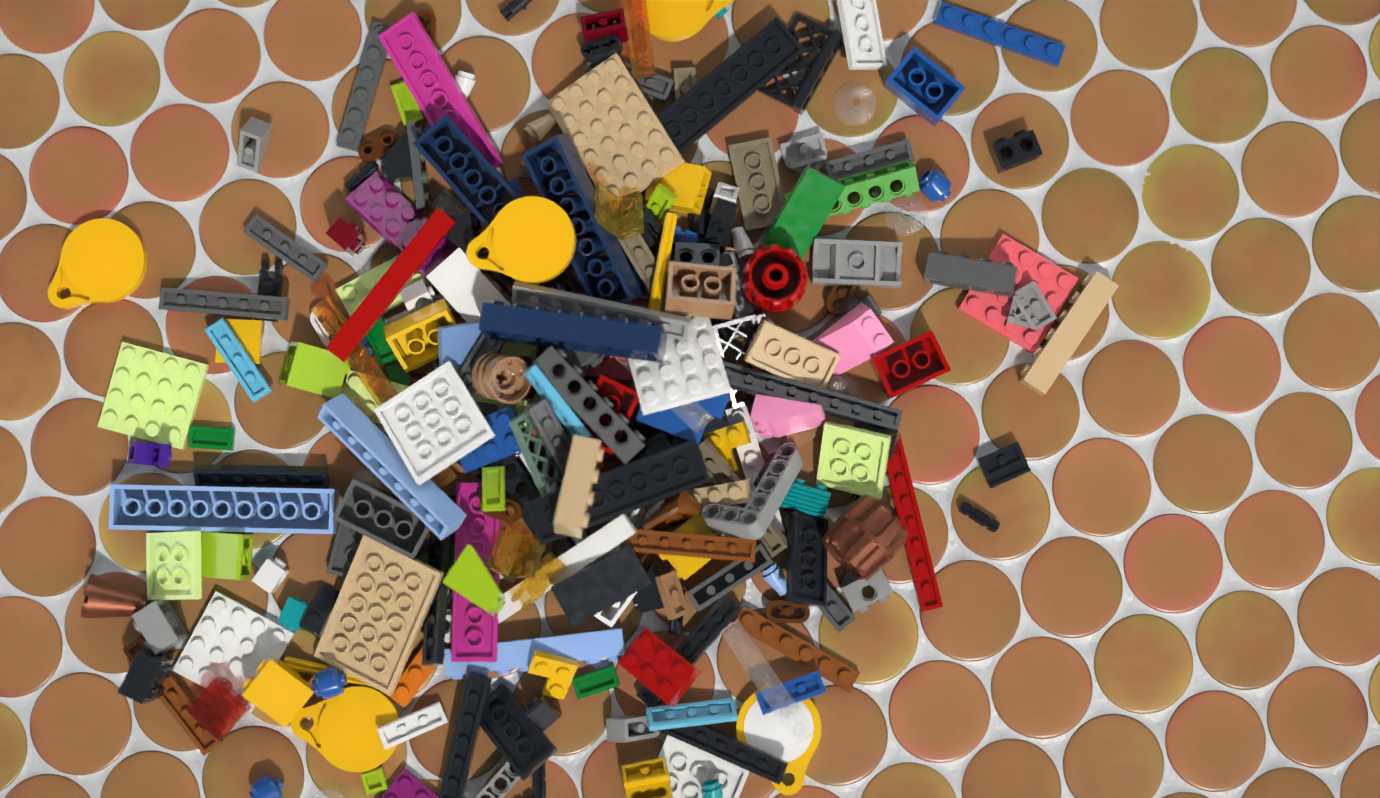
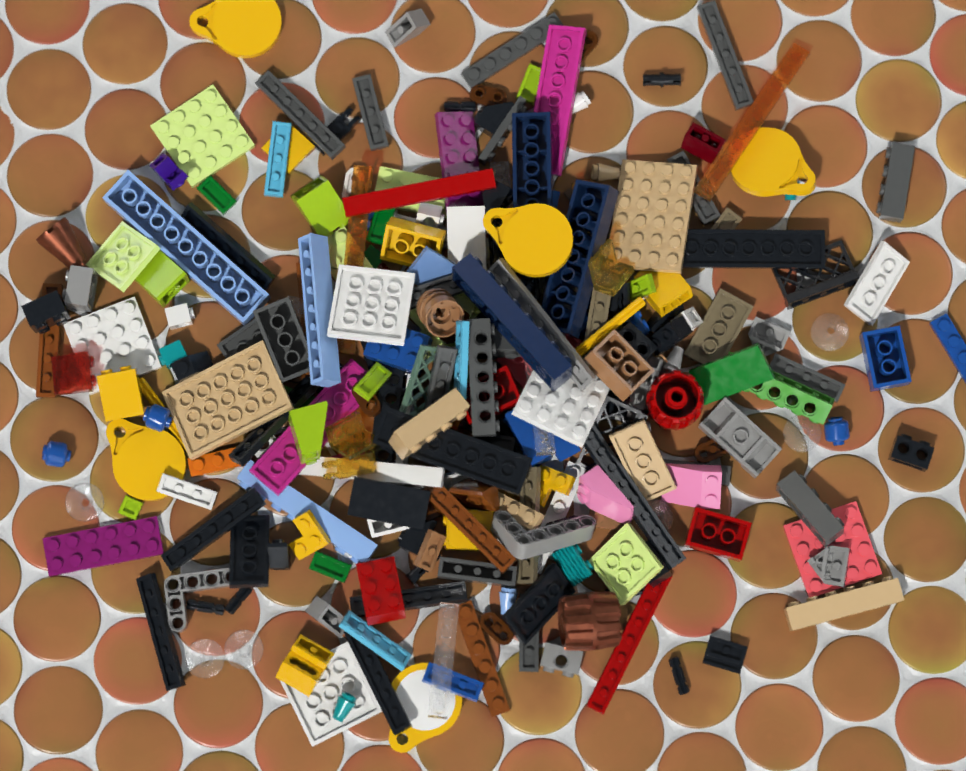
camera: 40 degrees right, 5 degrees down
(347, 236) = (418, 138): dark red brick -> none
(601, 48) = (689, 155): black beam -> none

